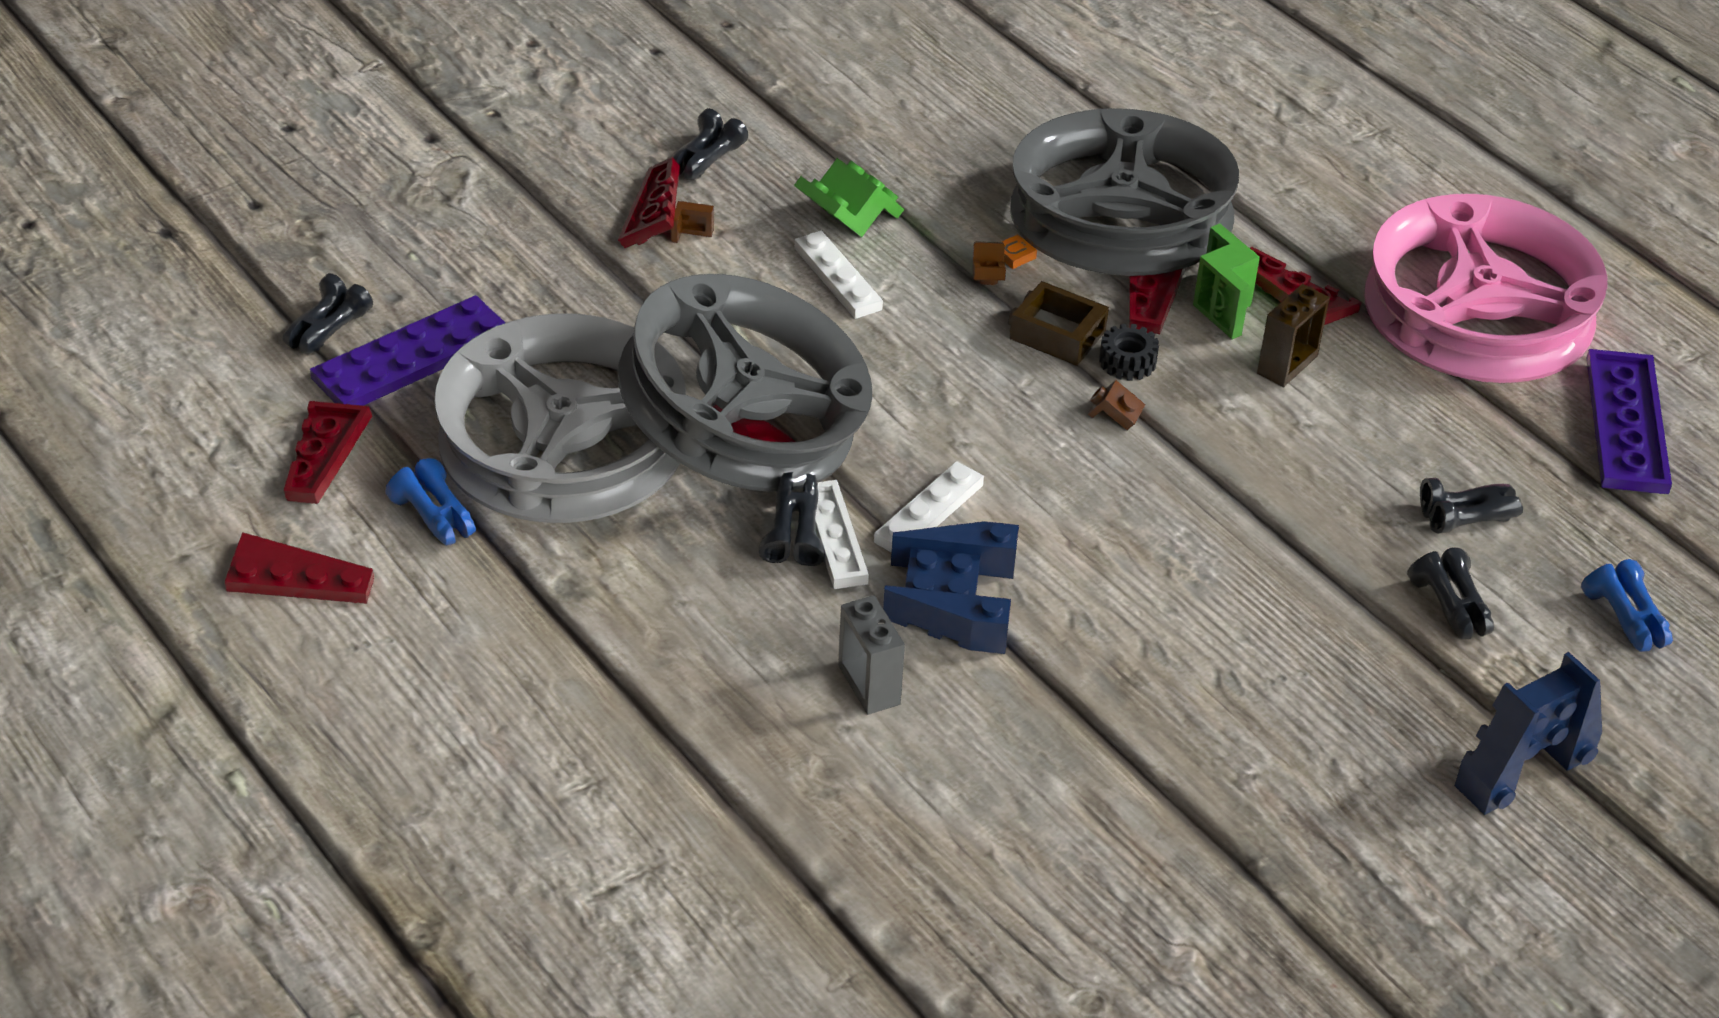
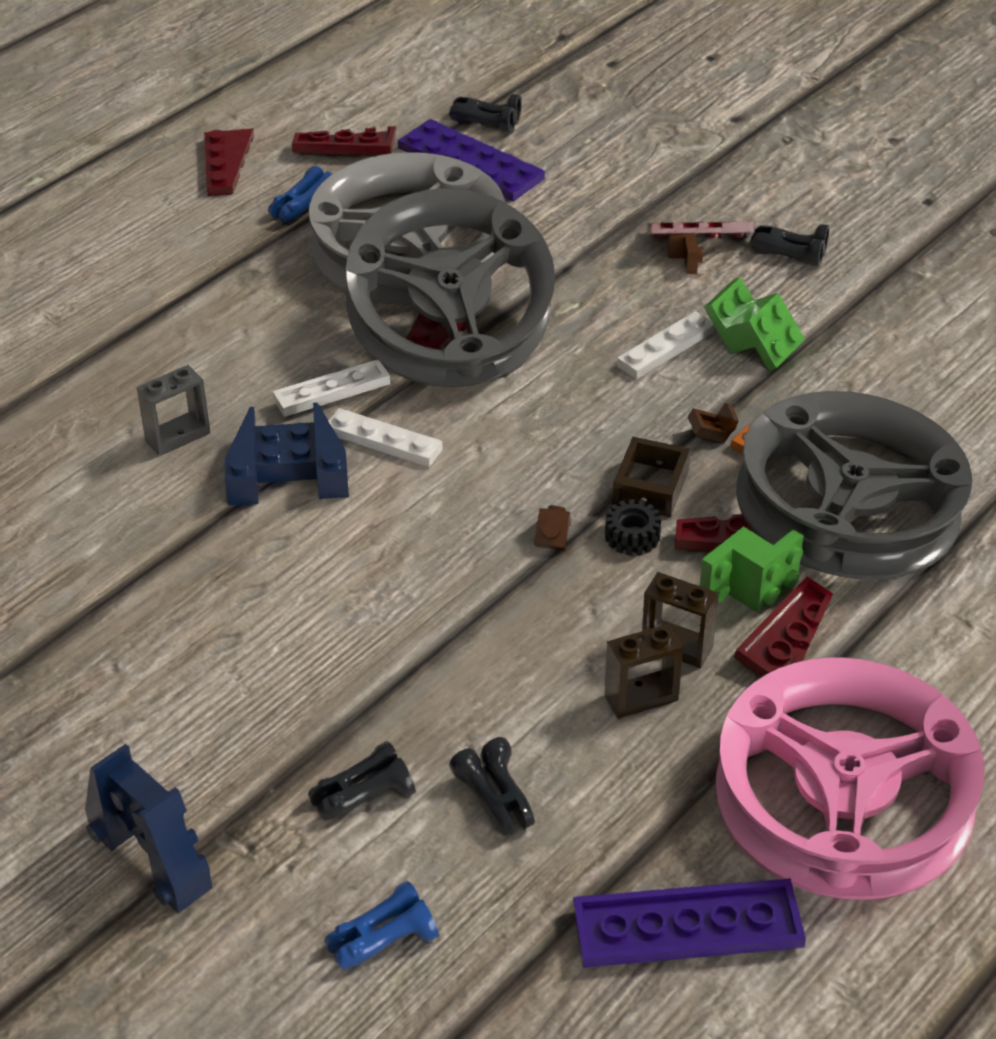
camera: 80 degrees right, 0 degrees up
(807, 546) = (344, 353): black piece -> none
(1358, 370) = (649, 690): none -> dark brown window

